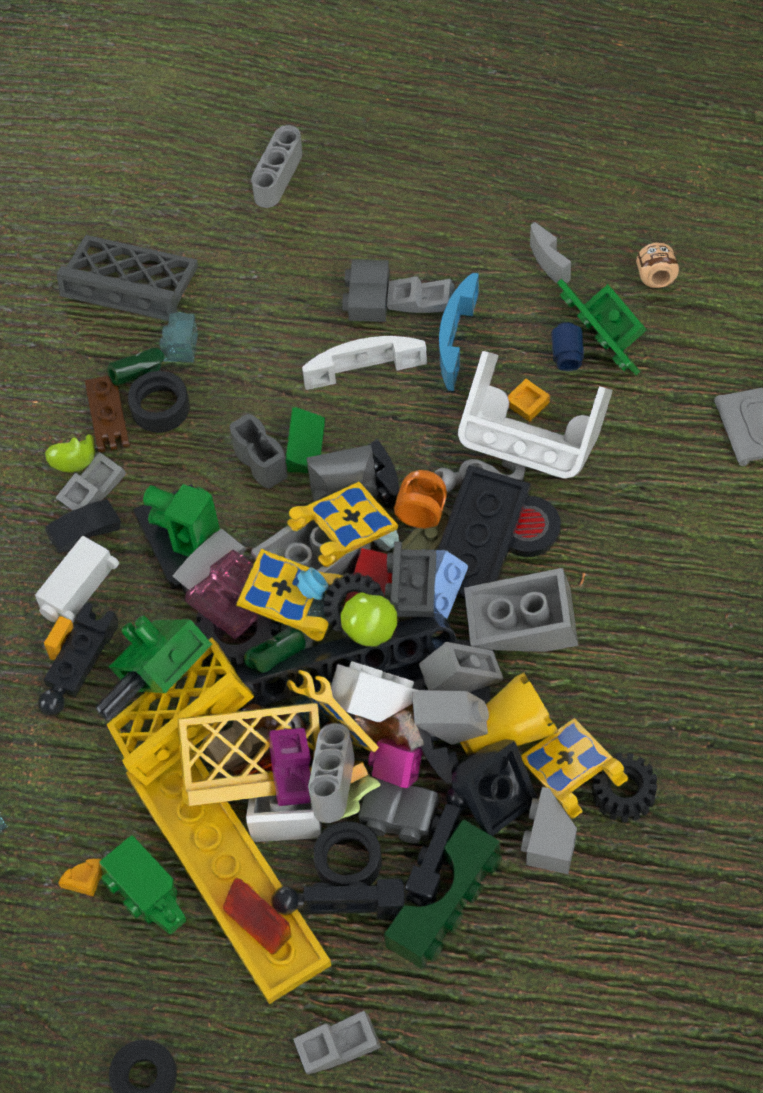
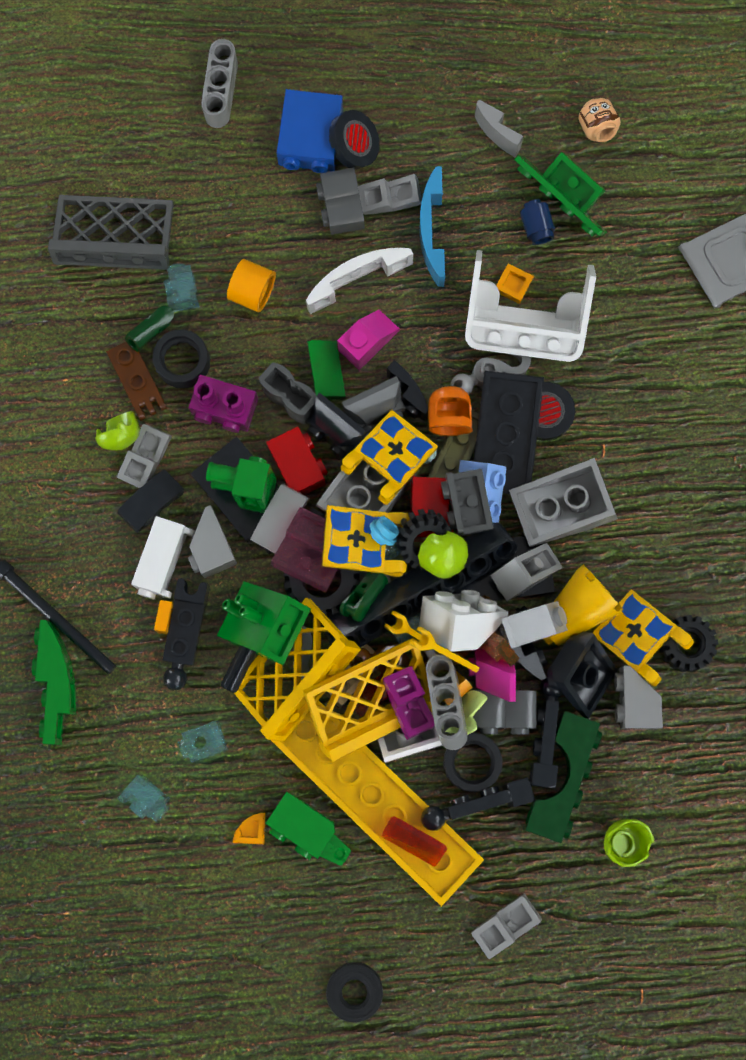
camera: 15 degrees left, 20 degrees up
(66, 780) = (214, 742): none -> clear light blue brick
(130, 581) = (210, 547): none -> light grey slope
(187, 448) = (223, 404): none -> magenta brick
(245, 515) = (296, 461): none -> red brick
(250, 346) = (251, 285): none -> light orange piece
(293, 483) = (334, 427): none -> black slope
(353, 221) = (305, 130): none -> blue panel
(355, 419) = (366, 338): none -> dark pink slope
(396, 235) = (354, 139): none -> tile
(500, 978) = (628, 842): none -> lime hair

